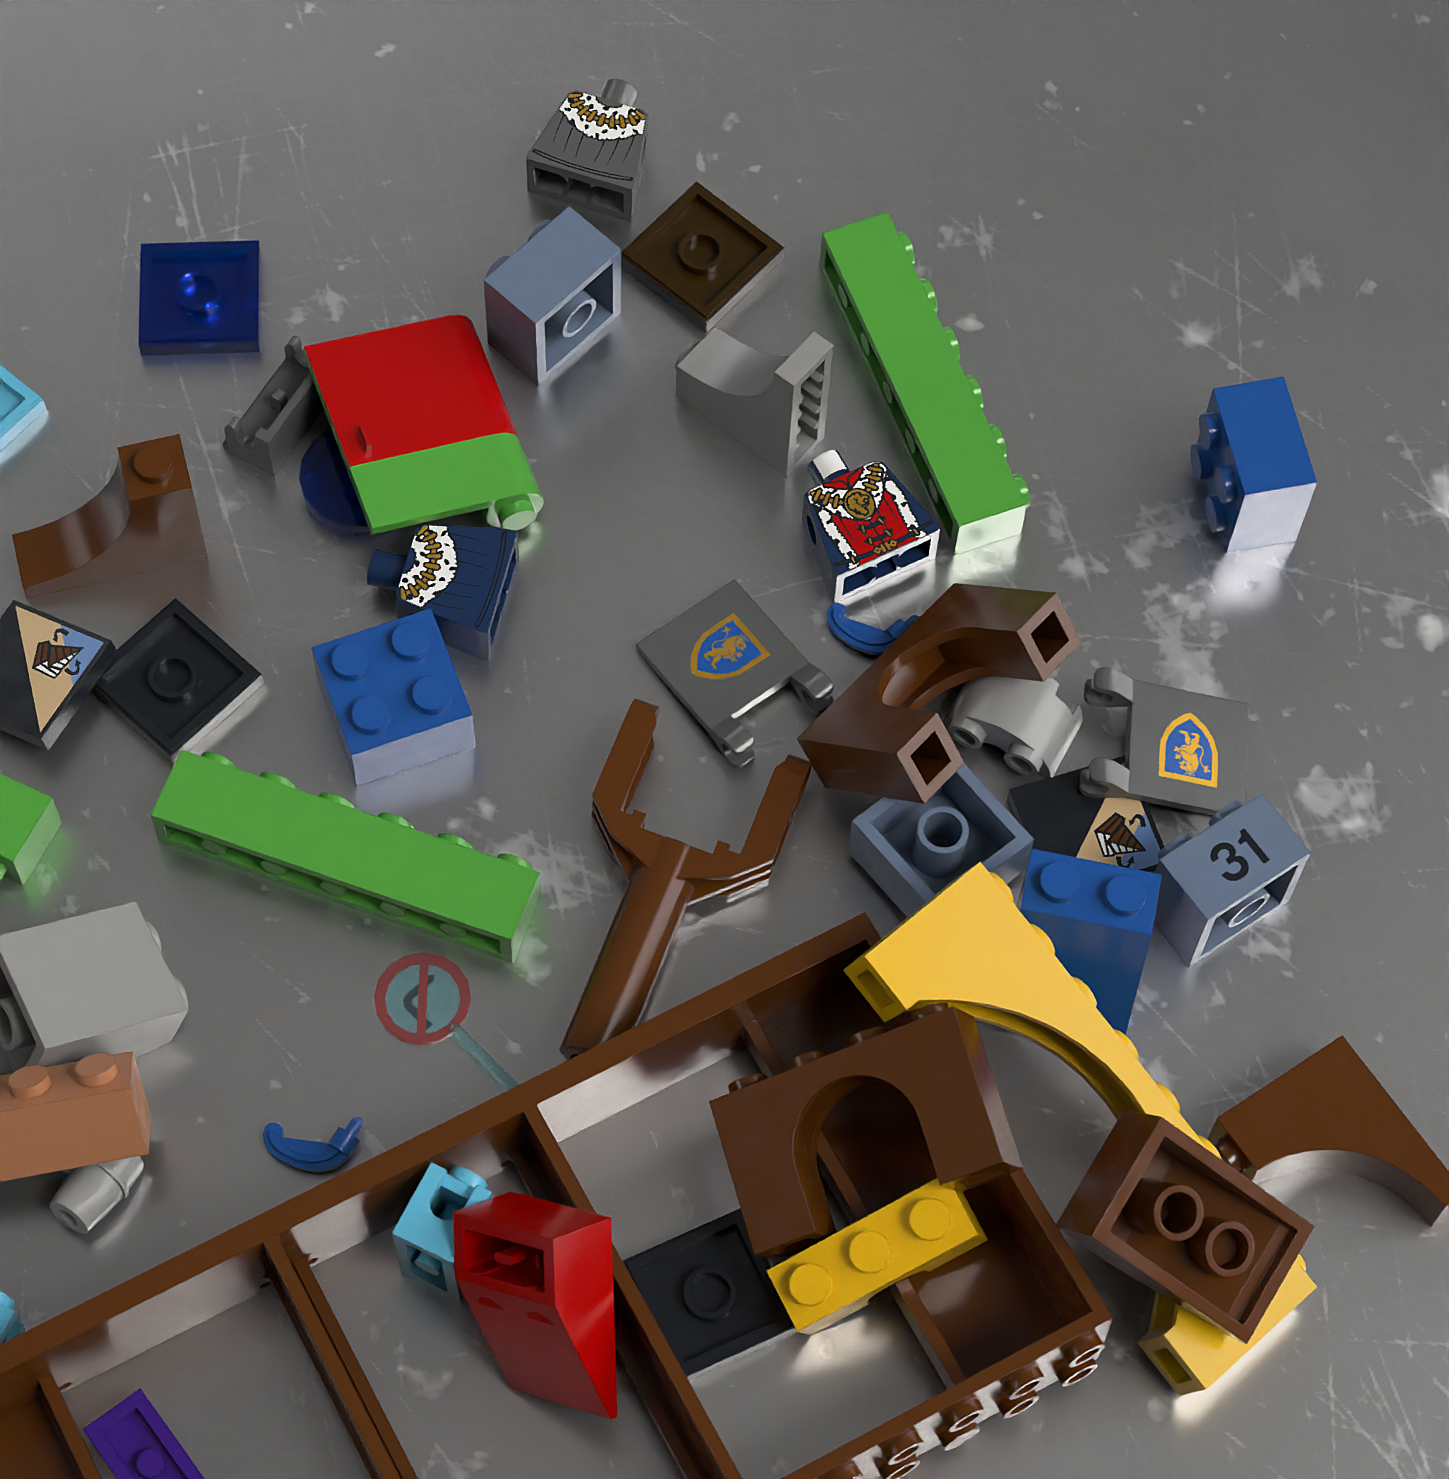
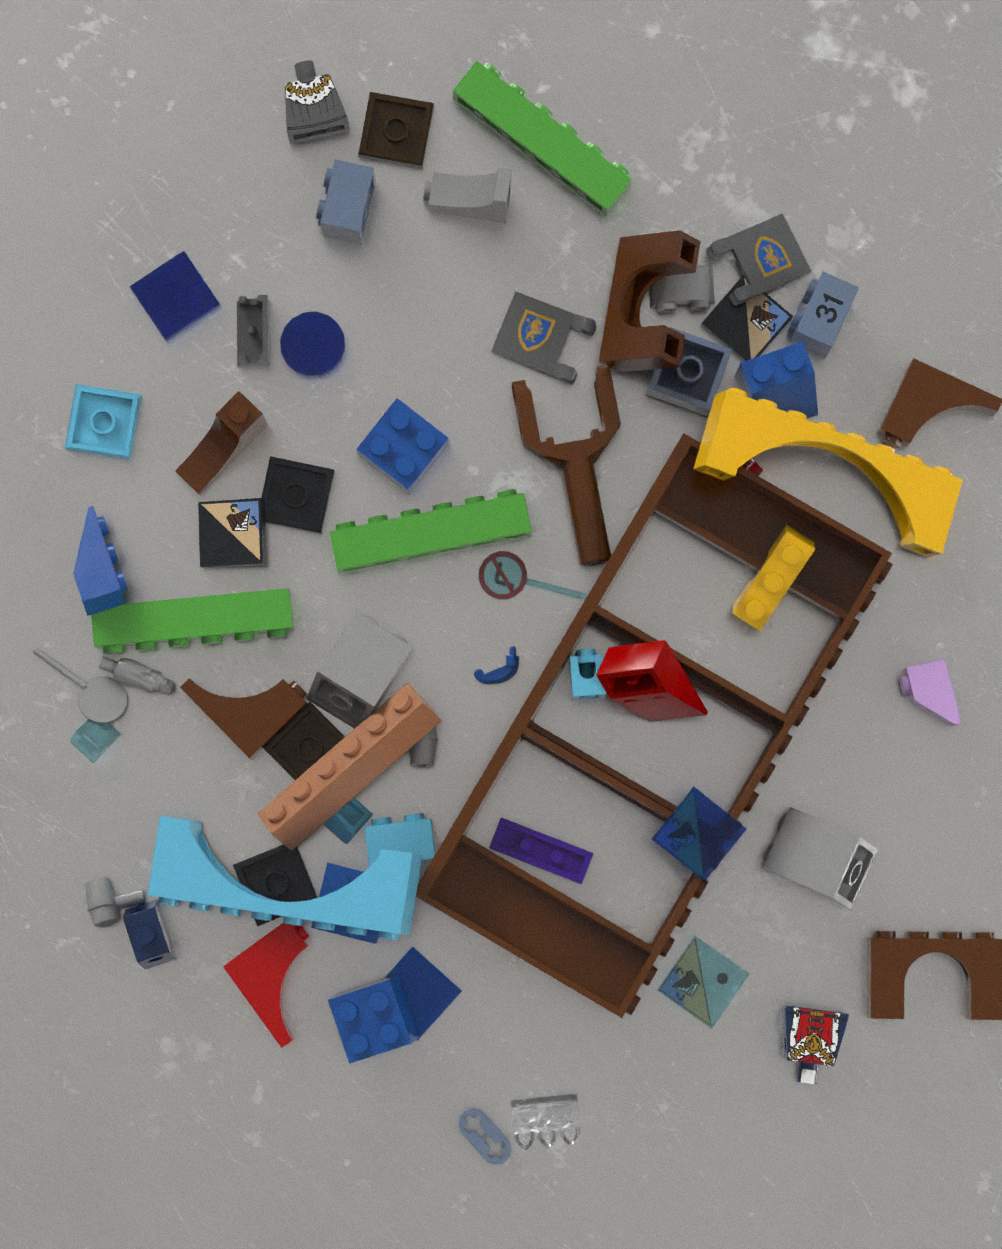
camera: 30 degrees left, 20 degrees up
(424, 426) = (330, 305): red door -> none
(457, 574) = (391, 374): dark blue torso -> none
(711, 1295) = (708, 632): black tile -> none
(775, 1122) = (756, 490): reddish brown arch -> none
(862, 636) = (592, 284): blue piece -> none
(863, 525) = (558, 230): torso -> none
(1185, 1224) = (898, 494): reddish brown slope -> none
(1253, 465) = (723, 95): blue brick -> none

